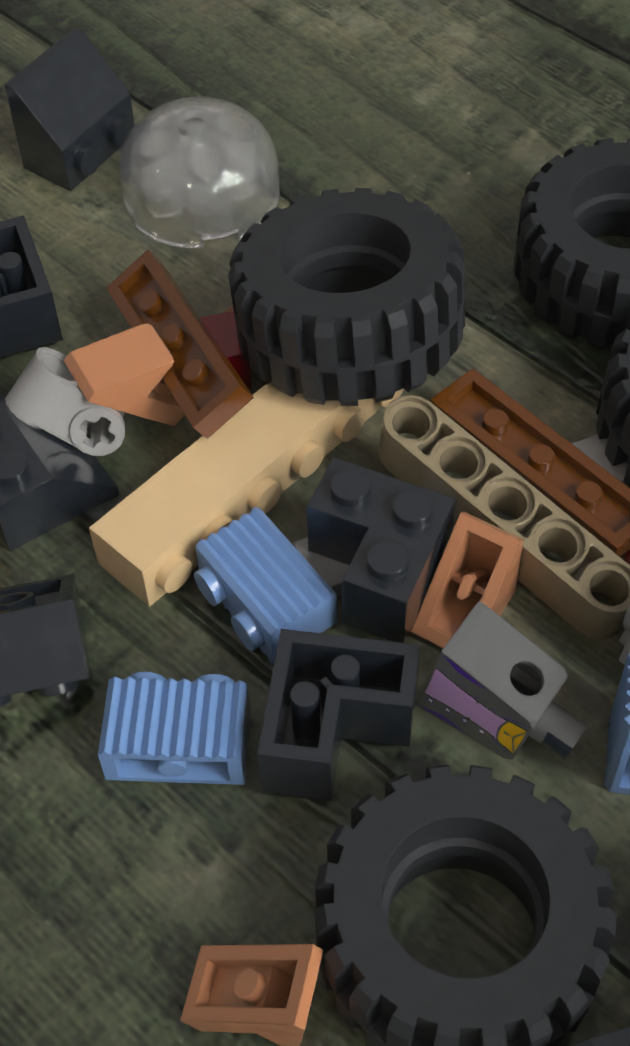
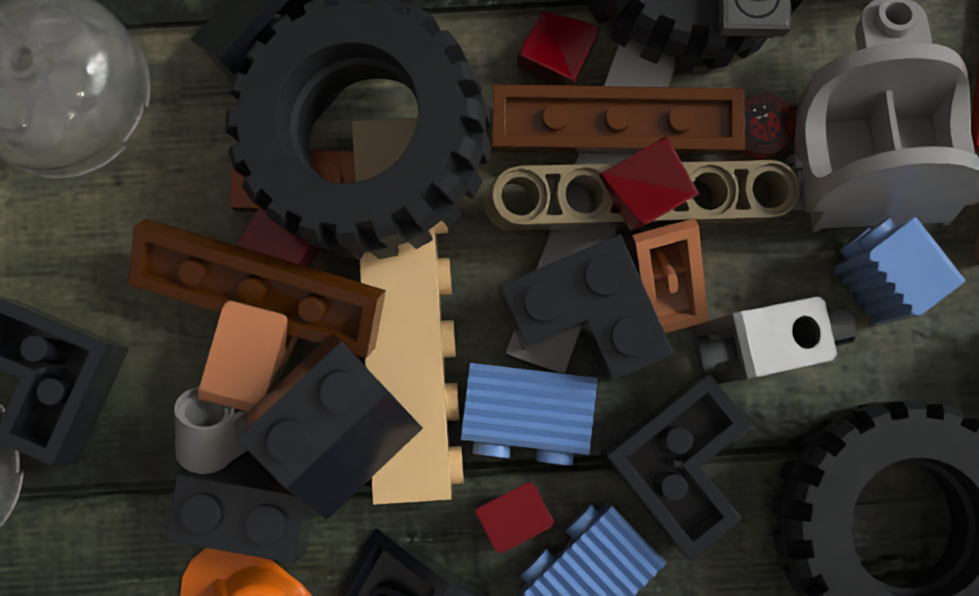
camera: 50 degrees left, 30 degrees up
(116, 431) = (326, 427): none -> black slope
(171, 638) = (514, 517): none -> dark red slope
(510, 483) = (648, 184): none -> dark red slope
(551, 400) = (557, 48): none -> dark red slope

